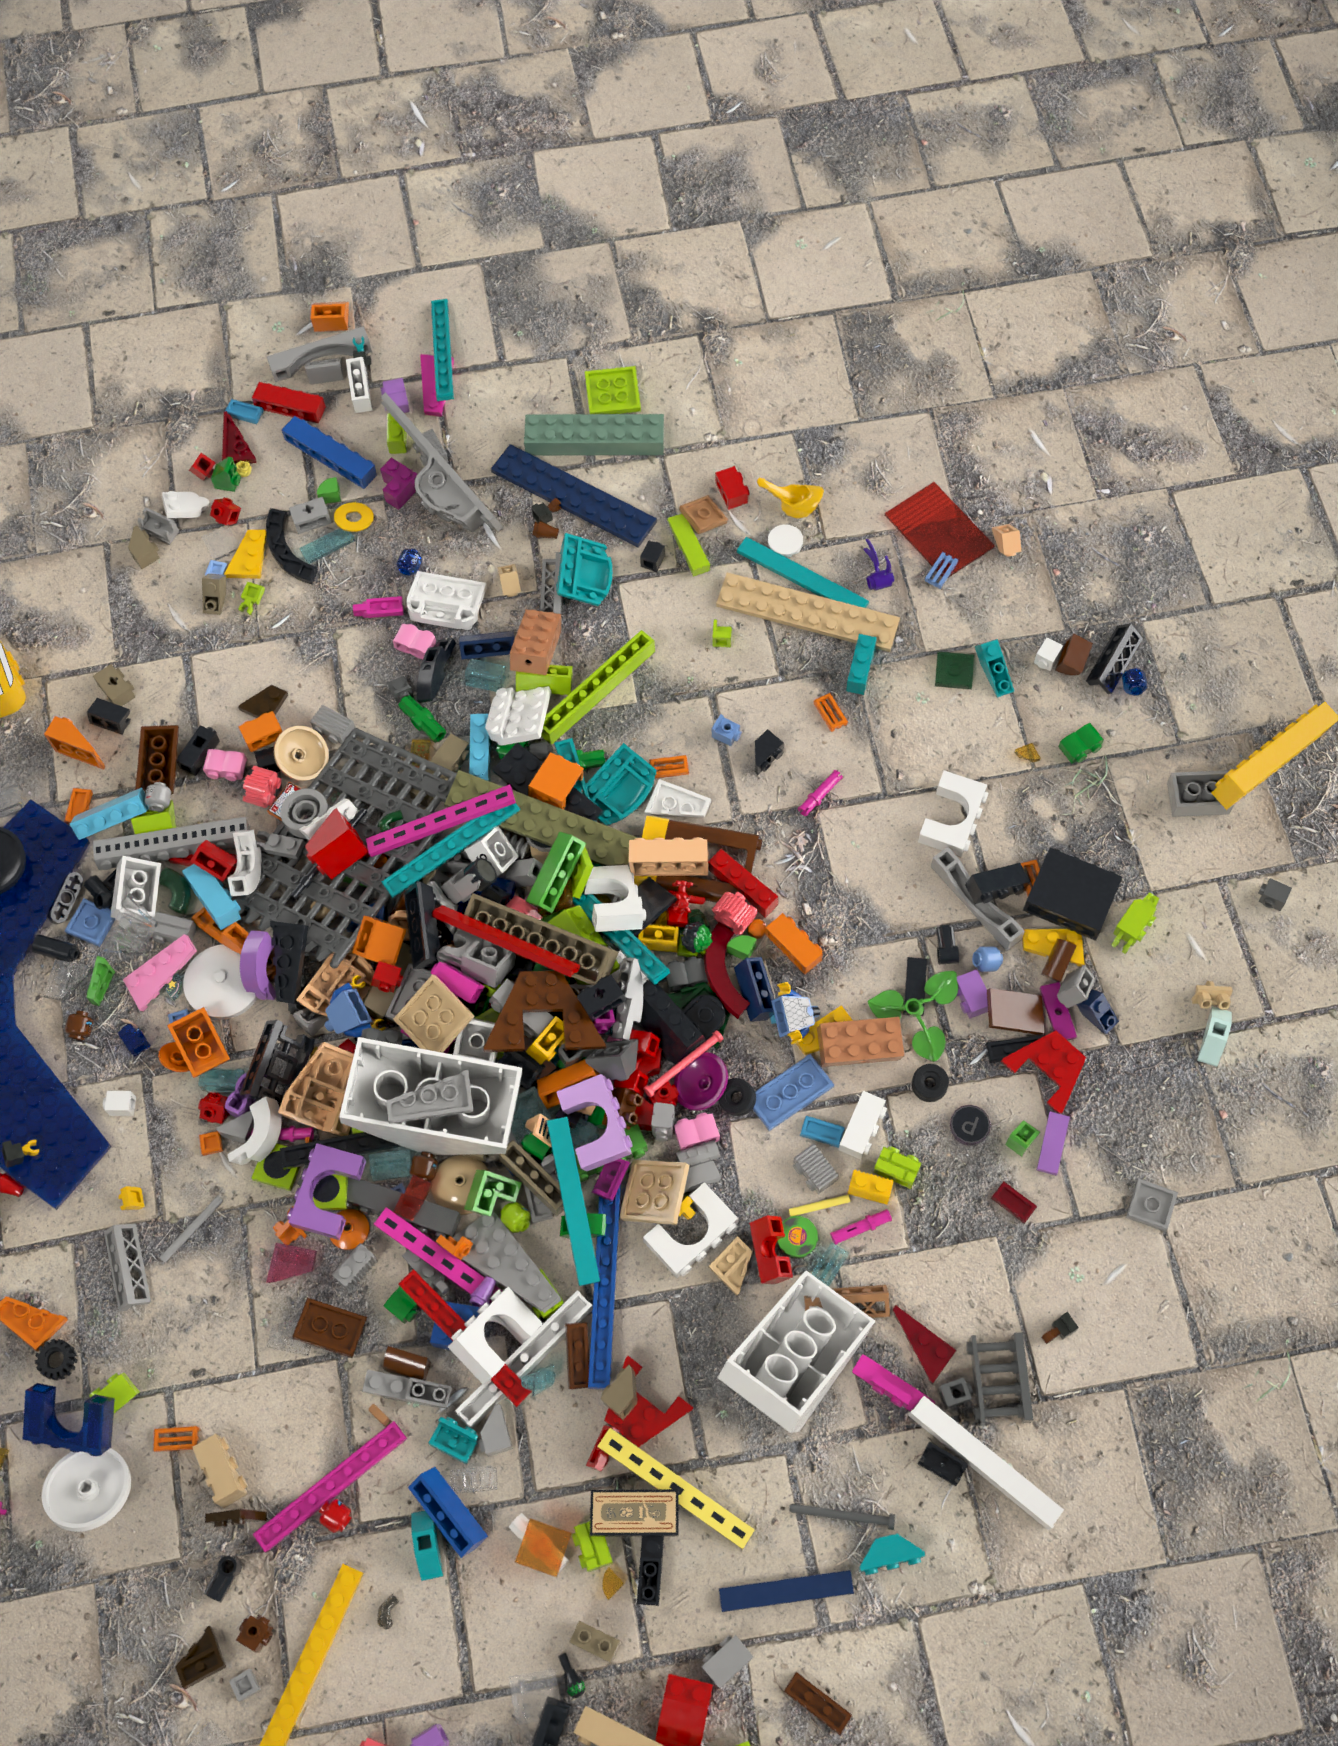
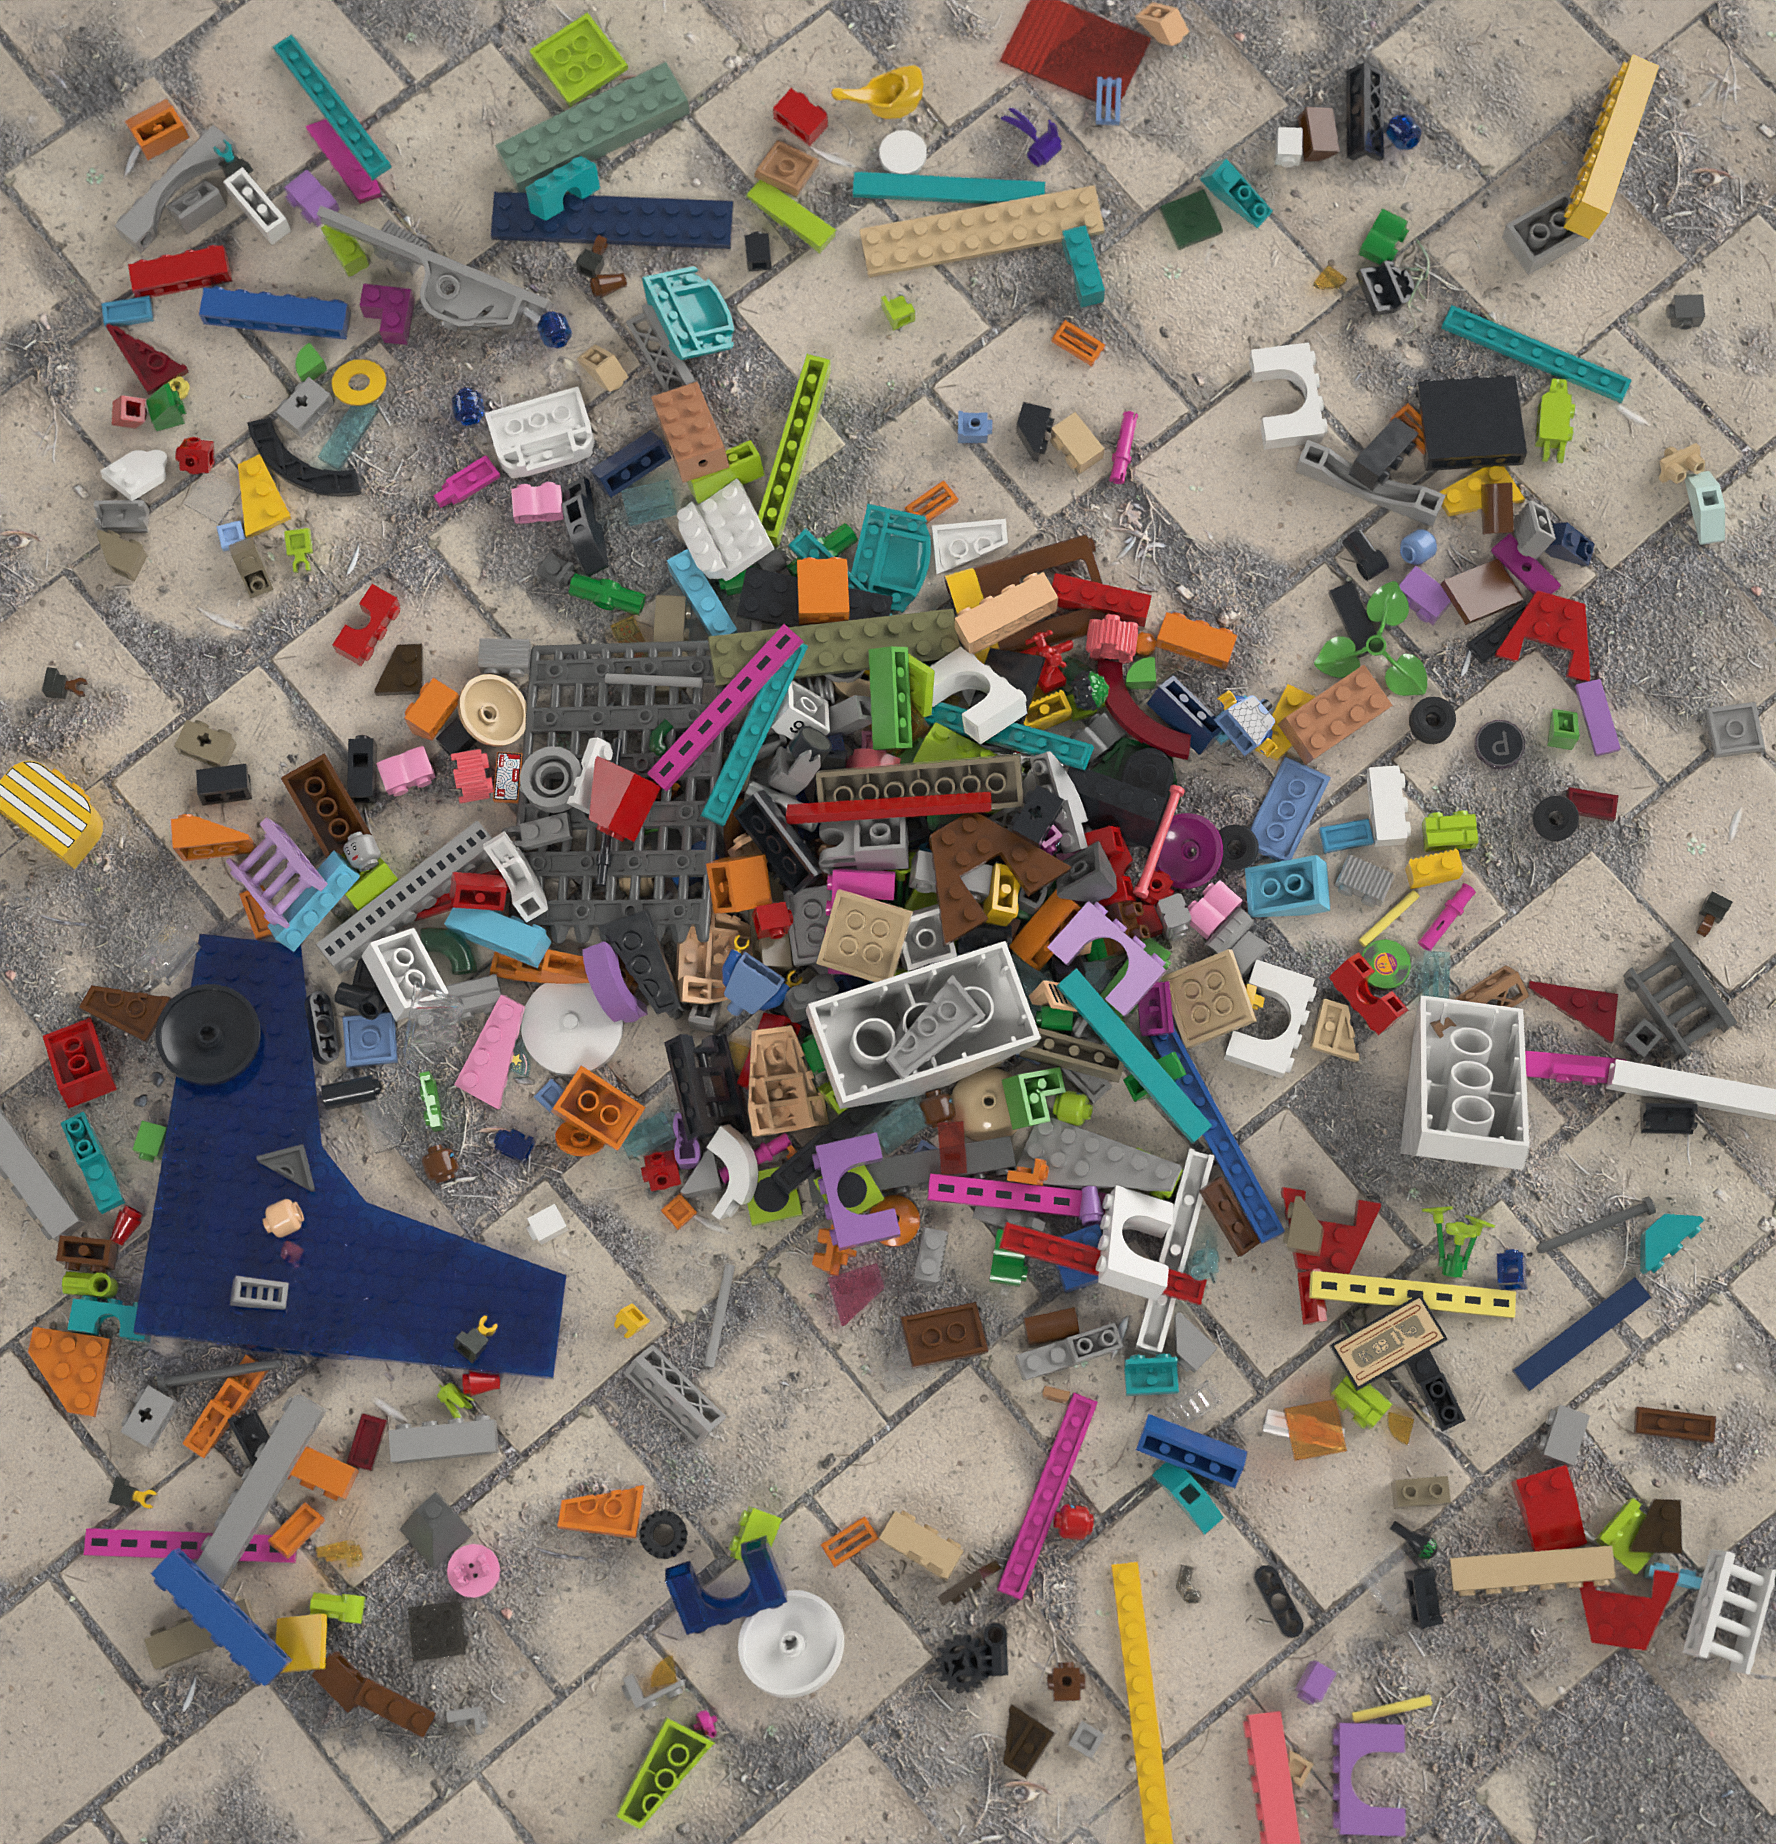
camera: 30 degrees left, 10 degrees up
(52, 606) = (57, 685): none -> pearl dark grey piece
(112, 784) = (297, 864): none -> lavender fence
(193, 1574) = (953, 1667): none -> black gear
(250, 672) = (359, 644): none -> red arch
(409, 782) = (654, 680): none -> light grey bar
(438, 1681) = (1289, 1603): none -> black beam
(493, 541) = (554, 330): none -> clear blue head
(538, 455) = (547, 193): none -> teal arch
(719, 1481) = (1453, 1264): none -> plant
(756, 1505) = (1511, 1281): none -> clear blue brick
(759, 1145) = (1288, 888): none -> medium azure slope
(790, 774) = (1076, 443): none -> tan brick
(968, 1198) = (1566, 808): none -> black tyre
(1063, 776) = (1385, 287): none -> black slope
(1149, 872) = (1536, 354): none -> teal tile

